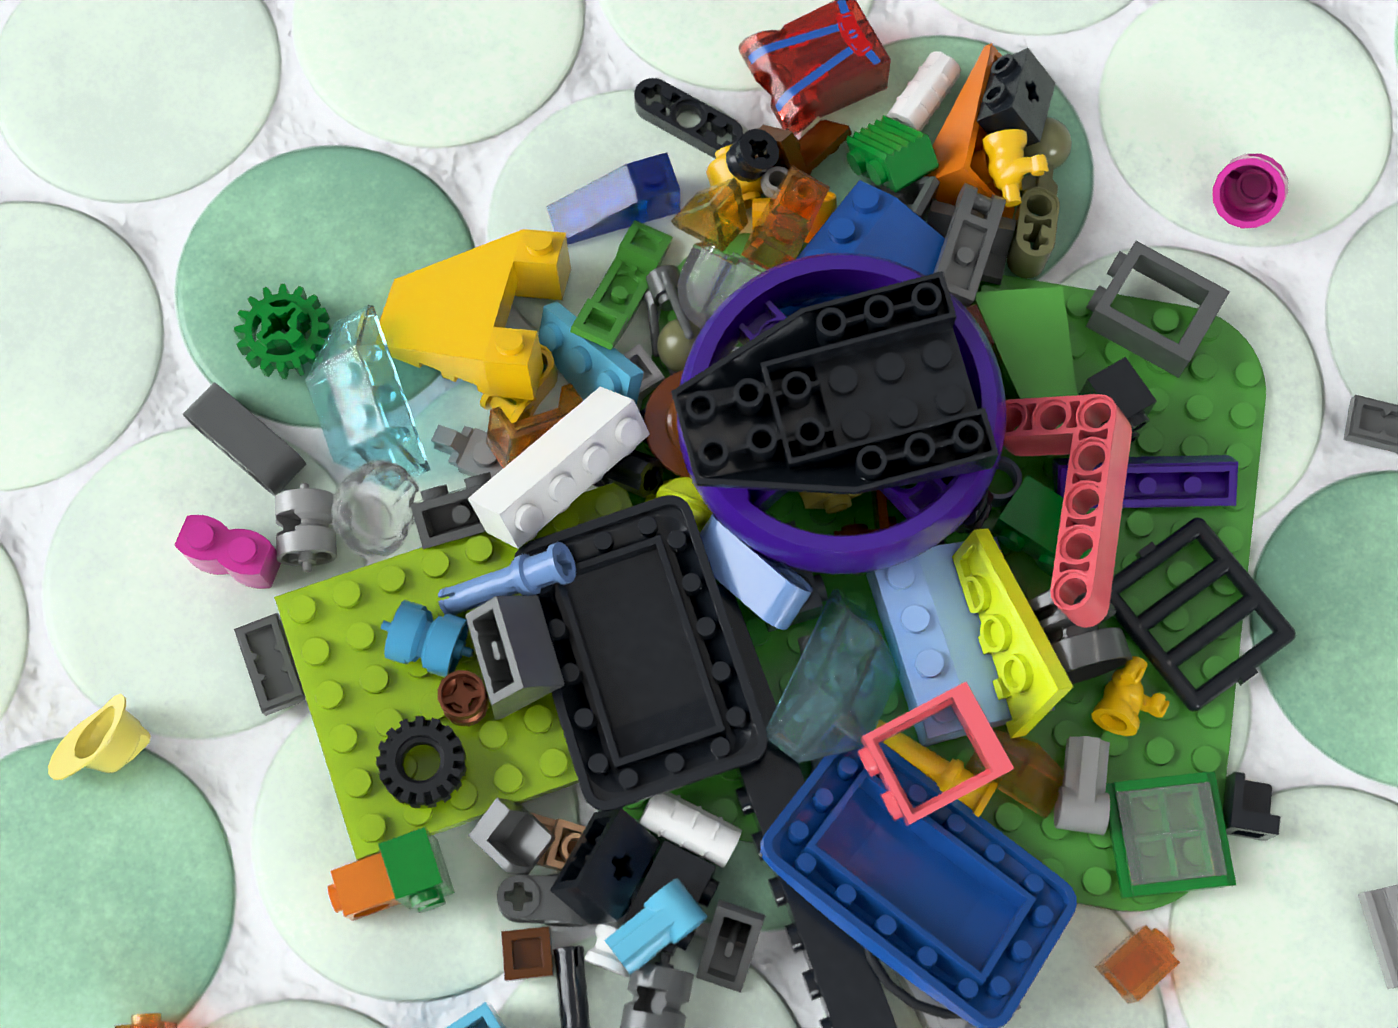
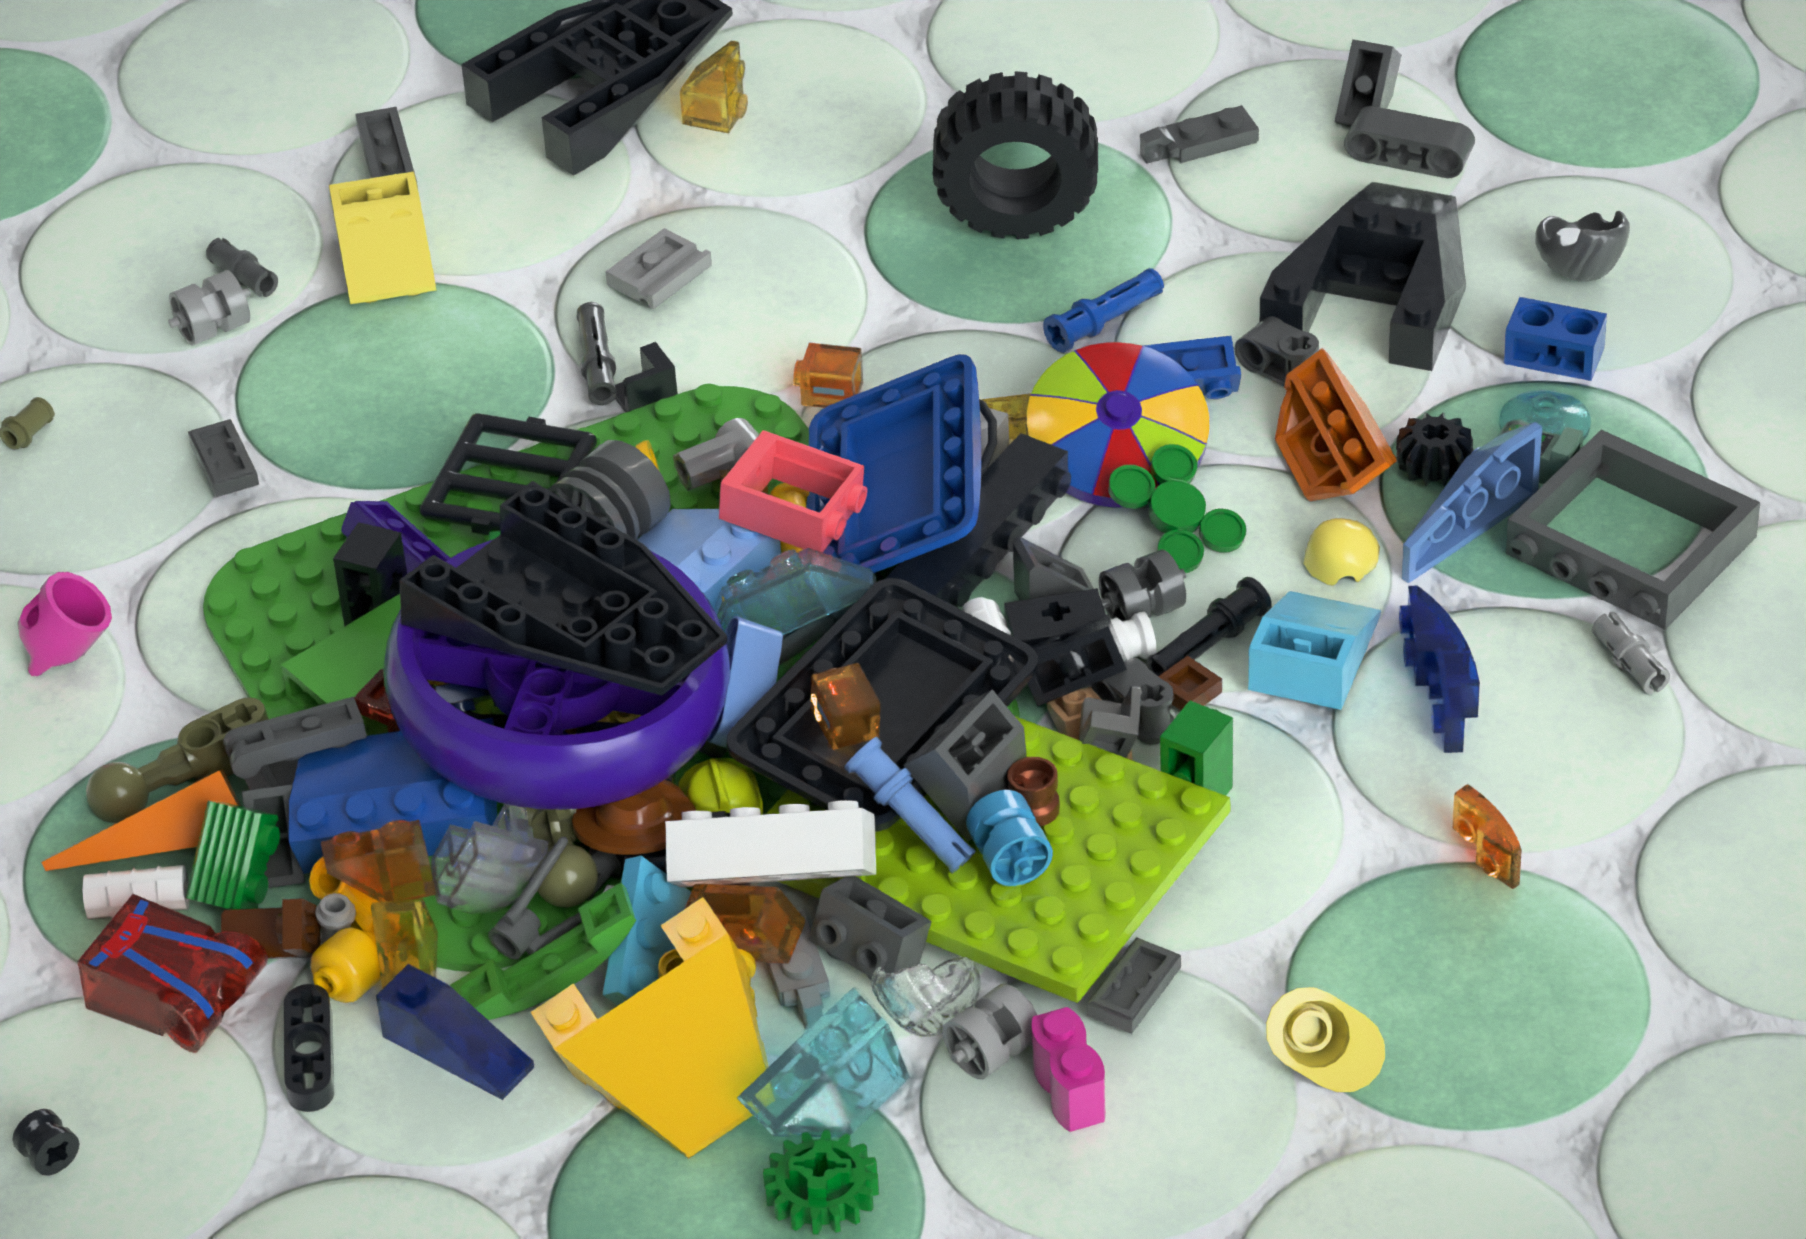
camera: 125 degrees left, 30 degrees down
(244, 439) = (954, 1140): dark grey beam -> none
(361, 888) = (1253, 800): orange brick -> none
(402, 740) = (1112, 804): black tyre -> none
(632, 595) = (845, 706): none -> clear orange brick
(665, 919) = (1074, 588): medium azure piece -> none
(741, 155) = (329, 924): black wheel -> none
(1008, 162) = (180, 762): yellow piece -> none
(1010, 632) = (664, 495): neon yellow wing -> none
(1017, 96) = (98, 804): black brick -> none
(1083, 489) = (485, 501): coral beam -> none
(1138, 337) = (240, 589): dark grey window -> none
(1169, 835) = (707, 397): clear piece -> none
(1305, 789) = (600, 381): none -> dark grey pin

